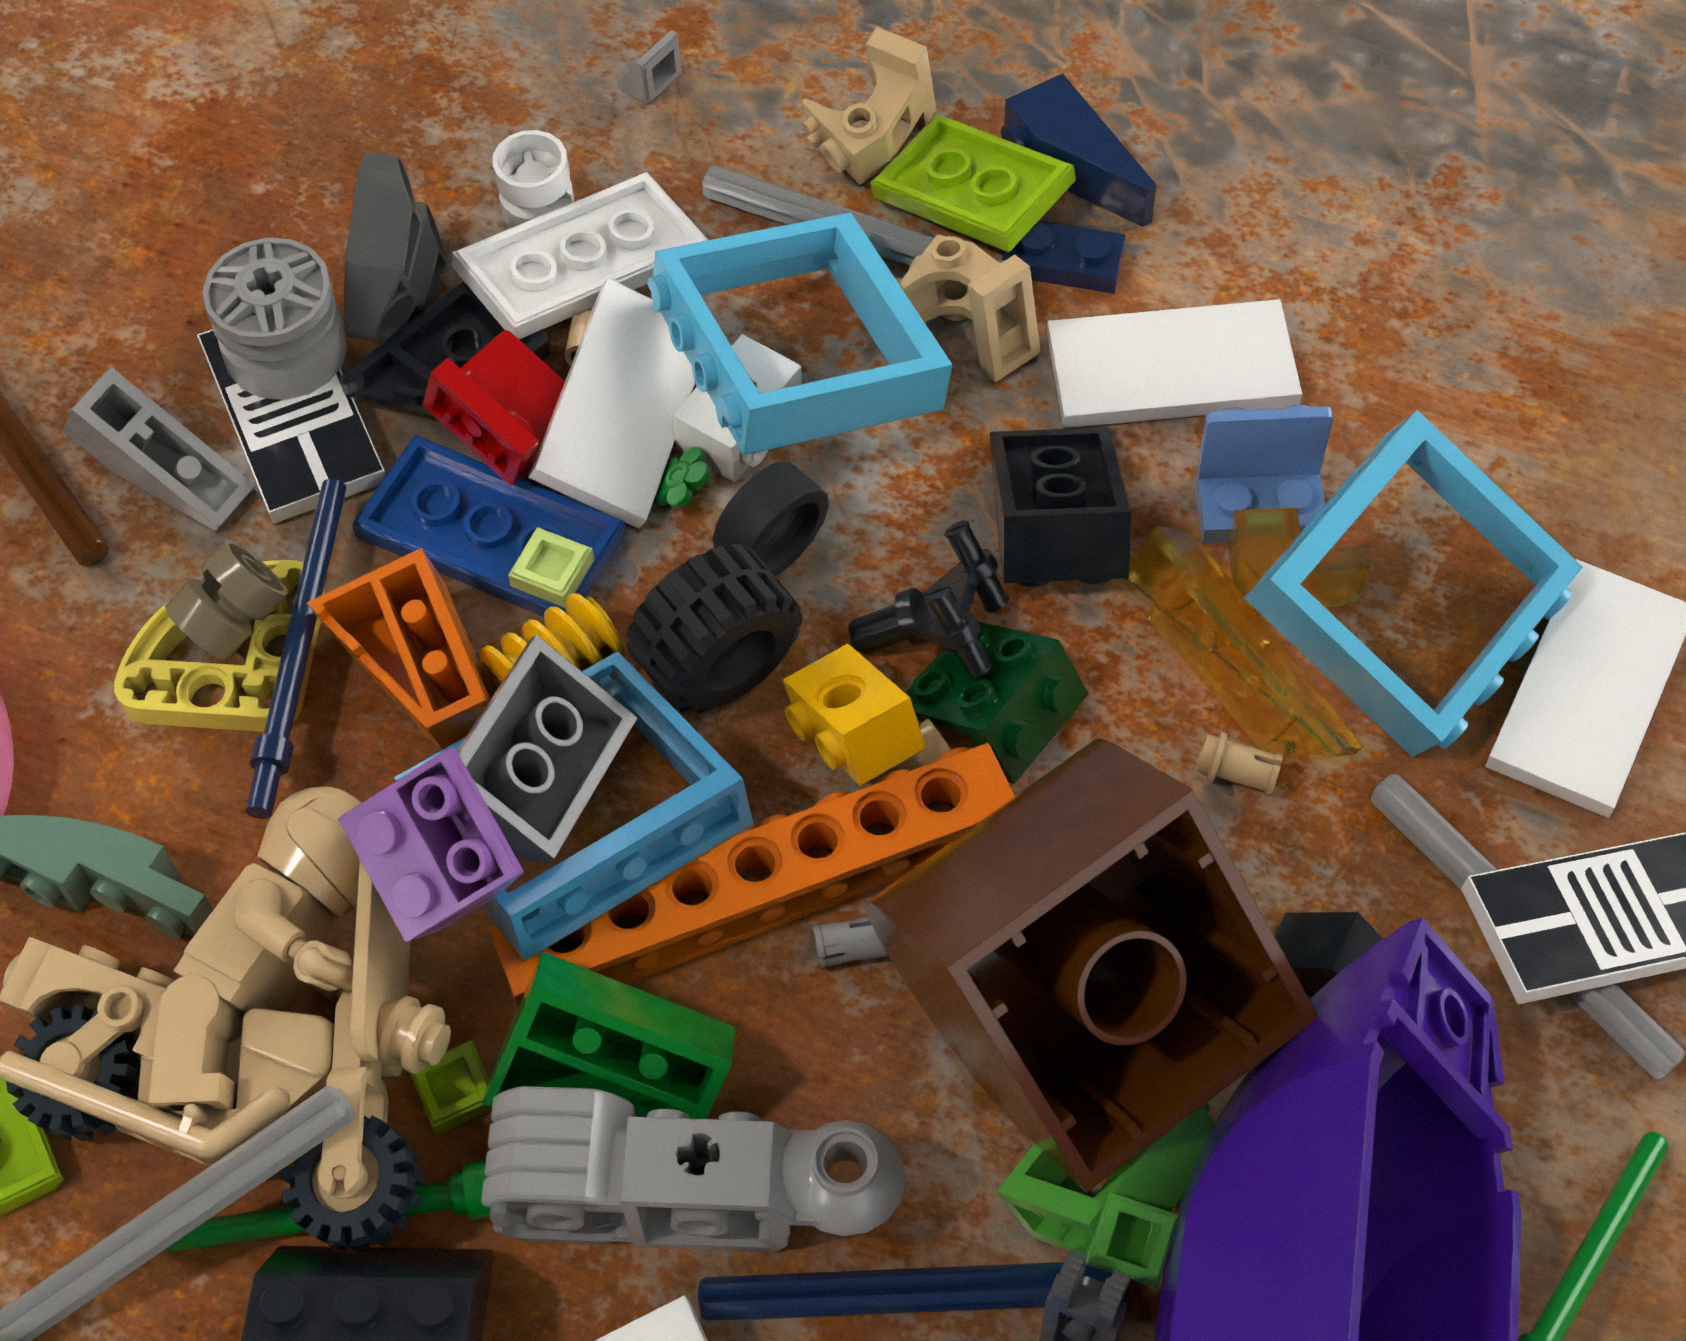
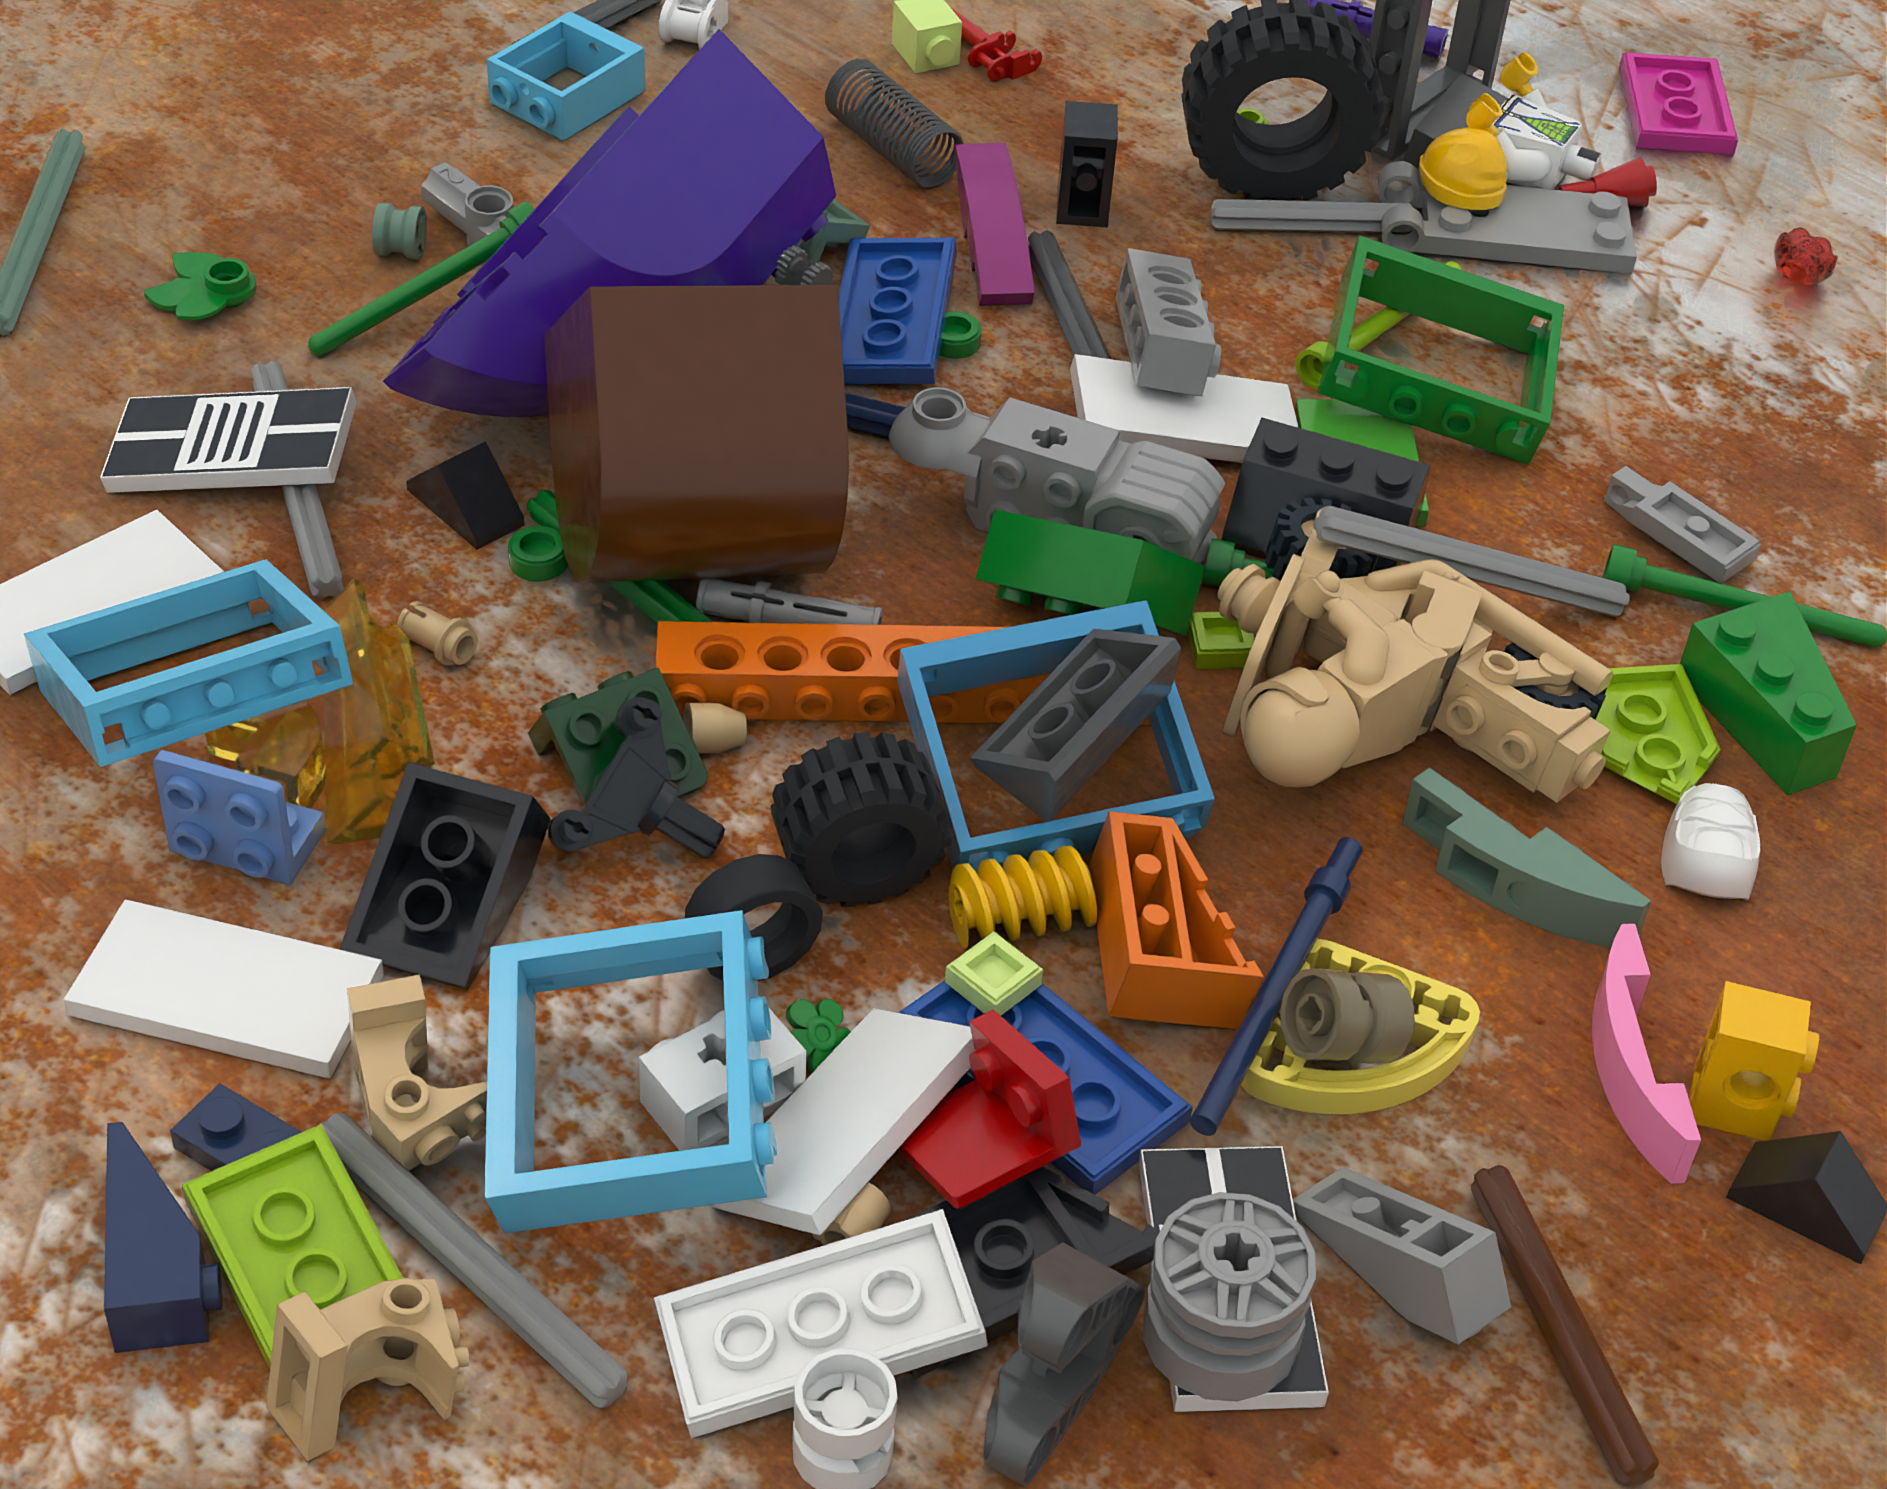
camera: 165 degrees left, 15 degrees down
(431, 847) = (1207, 610): medium lavender slope -> none
(853, 714) = (754, 699): yellow brick -> none

